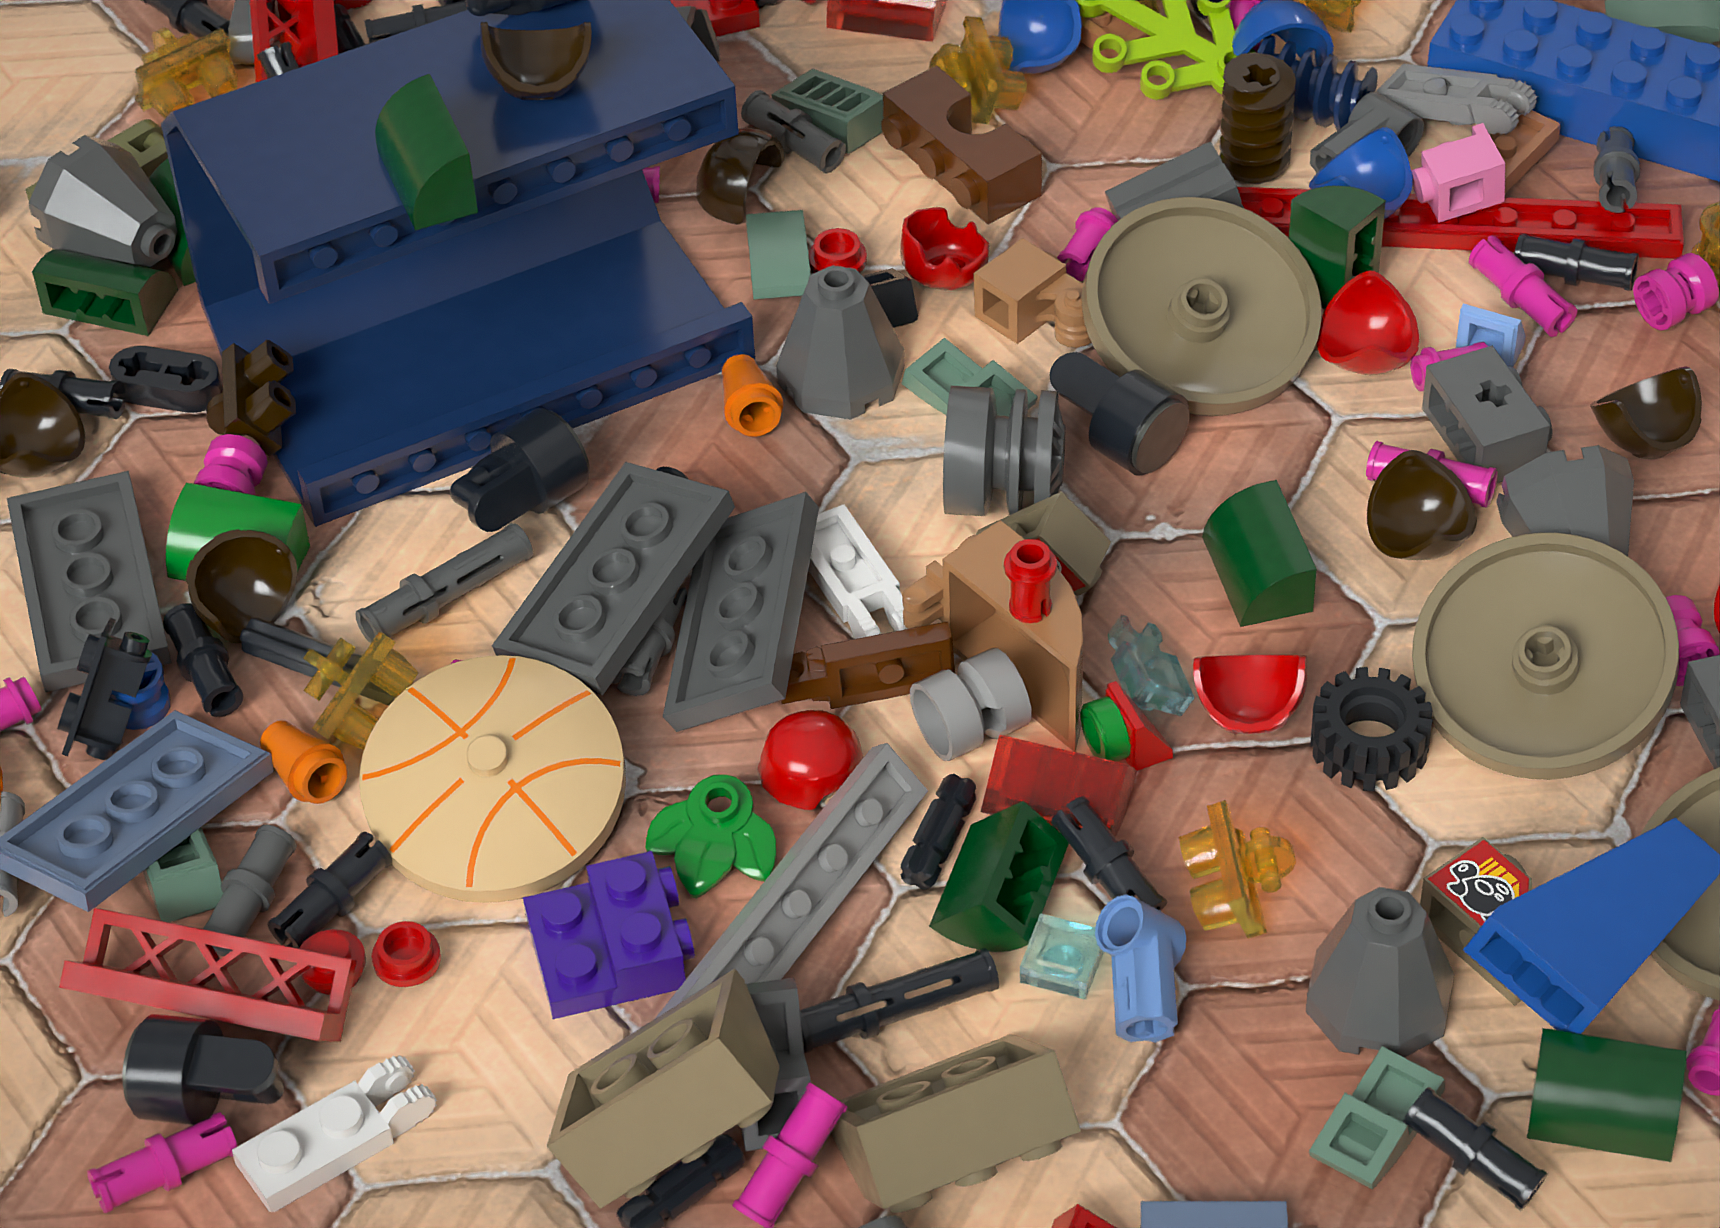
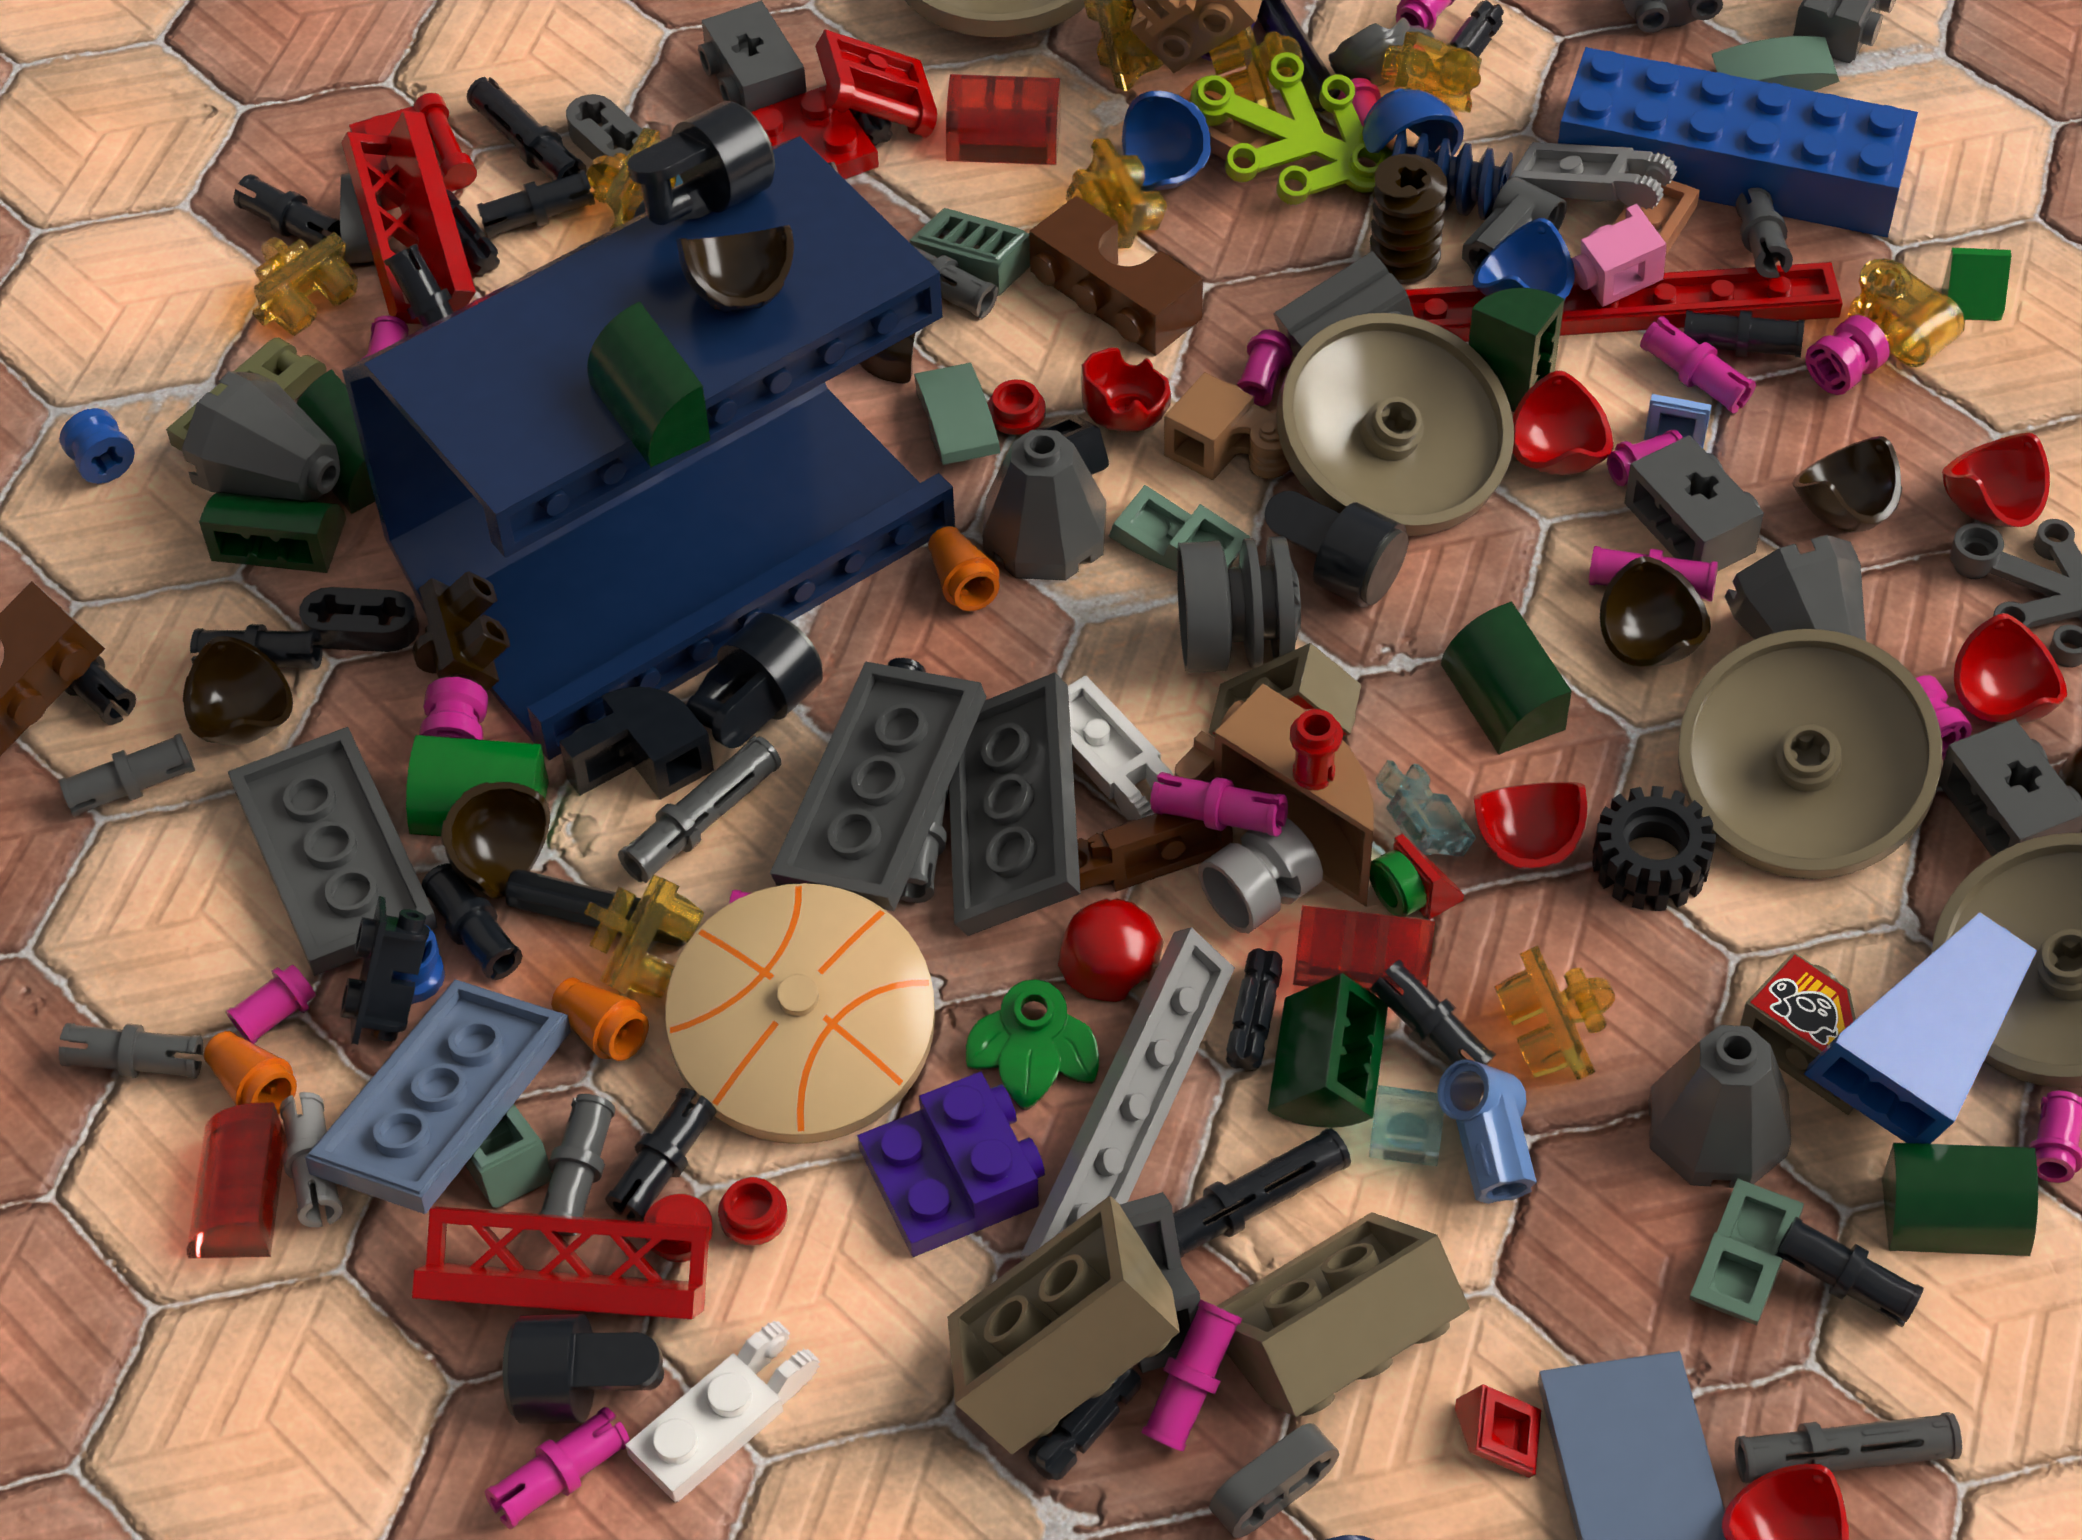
camera: 10 degrees left, 5 degrees up
(402, 507) = (641, 731): none -> black brick
(937, 629) = (1219, 804): none -> dark pink pin

